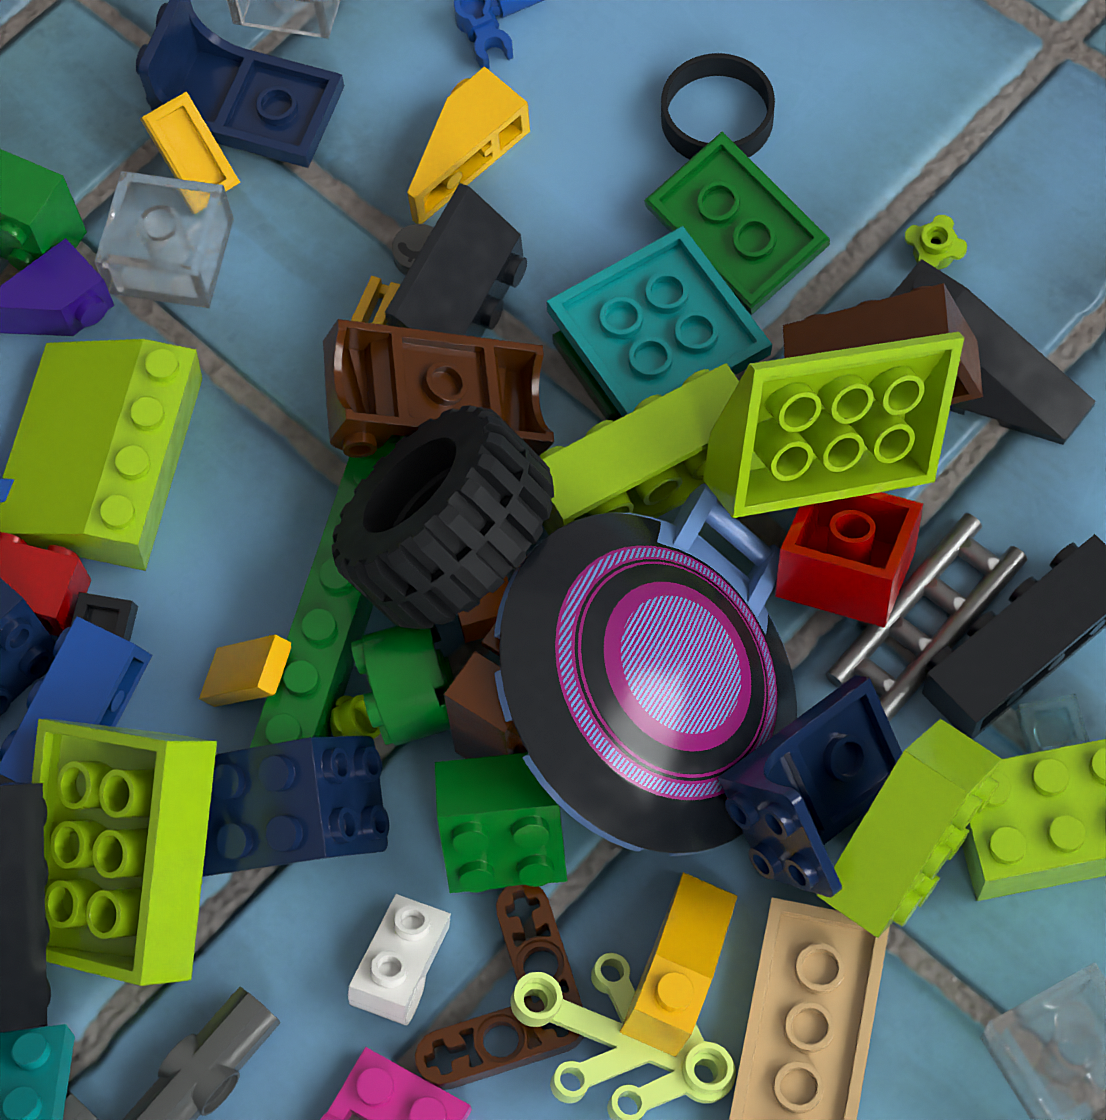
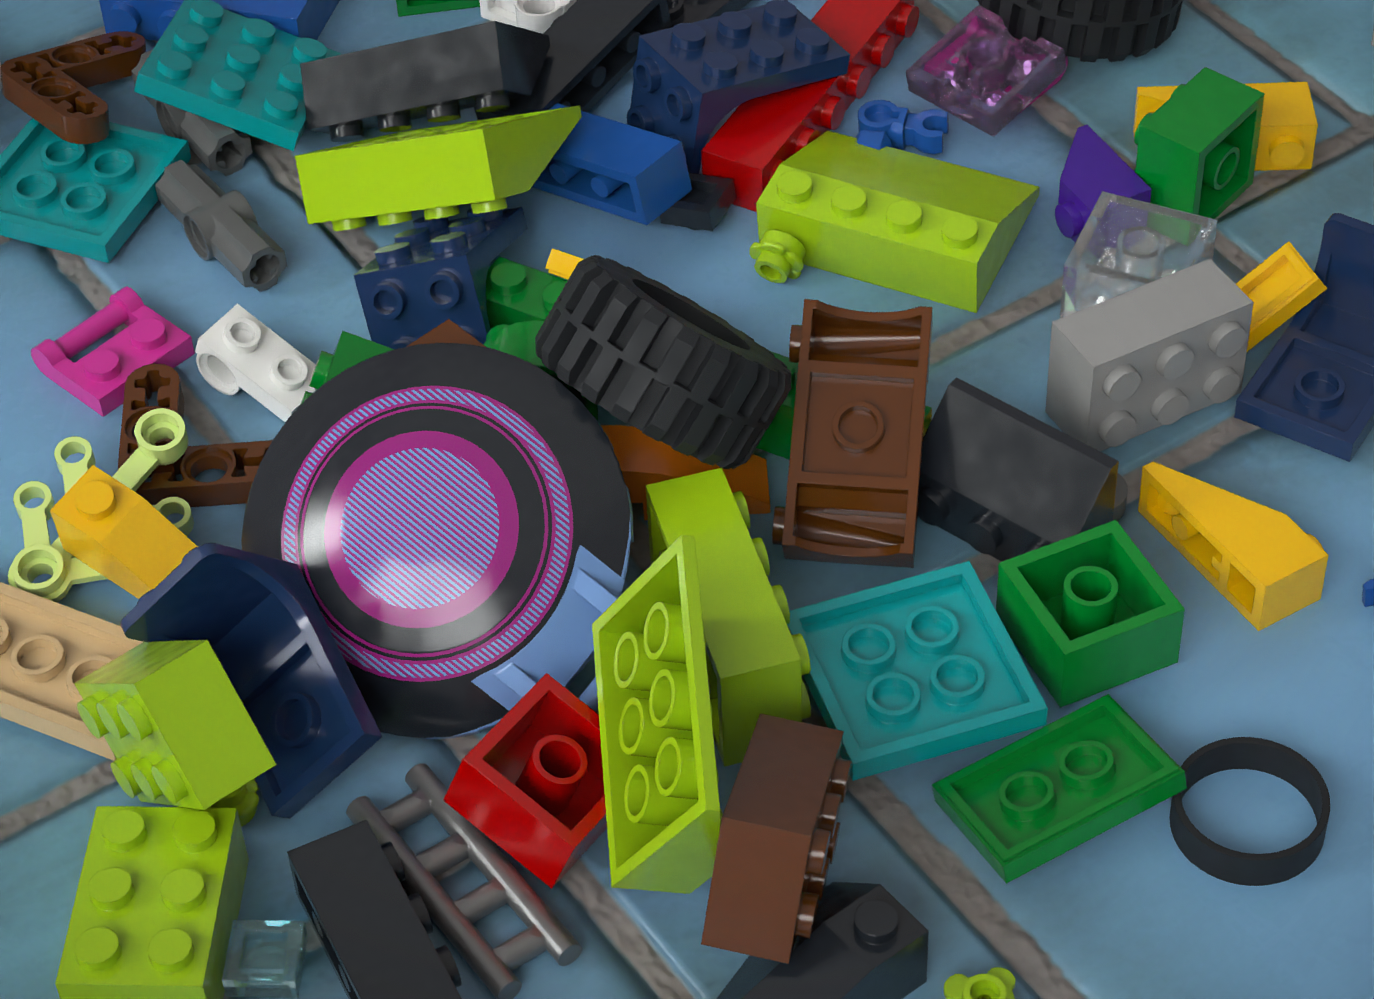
camera: 100 degrees right, 20 degrees down
(169, 540) = (778, 256): none -> lime plate
(288, 209) = (1148, 356): none -> light grey brick
(574, 216) = (1089, 613): none -> green brick

